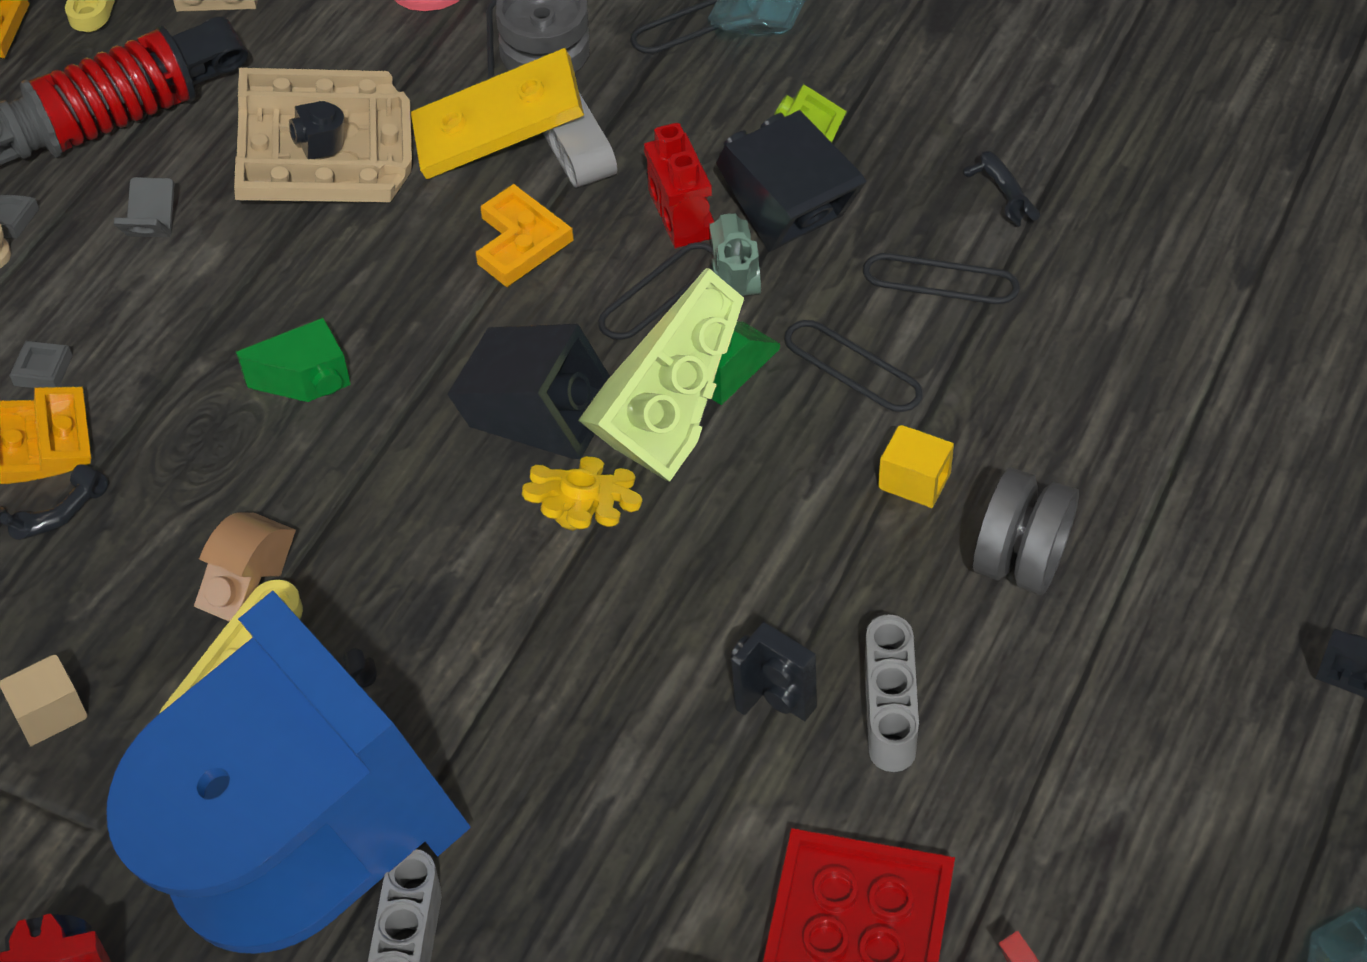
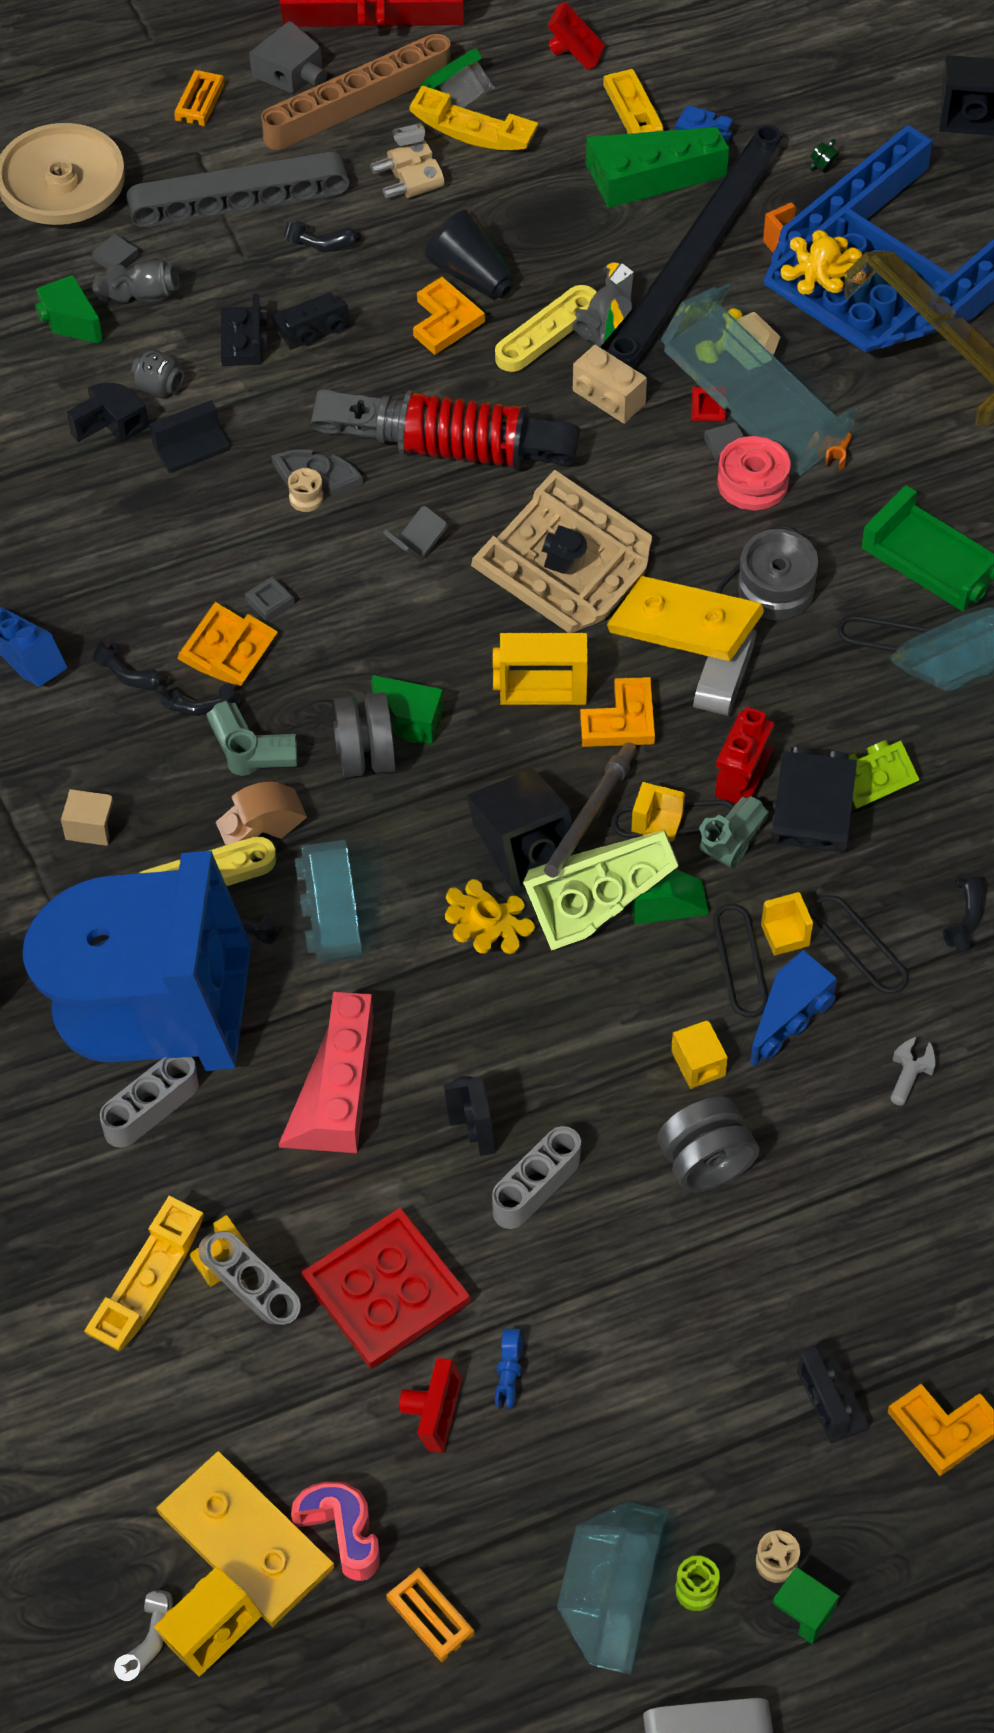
camera: 40 degrees right, 5 degrees up
(157, 512) = (259, 750): none -> sand green piece
(285, 408) = (364, 734): none -> flat silver wheel
(406, 587) = (329, 901): none -> clear light blue wedge
(439, 246) = (541, 686): none -> yellow window
(567, 282) = (614, 771): none -> flat silver bar
(594, 763) = (333, 1094): none -> coral wedge
(643, 287) = (658, 810): none -> yellow panel
(868, 299) = (786, 923): none -> yellow panel
(944, 366) = (796, 995): none -> blue slope
(1062, 898) = (508, 1368): none -> blue piece
(1105, 344) = (910, 1069): none -> light grey bar

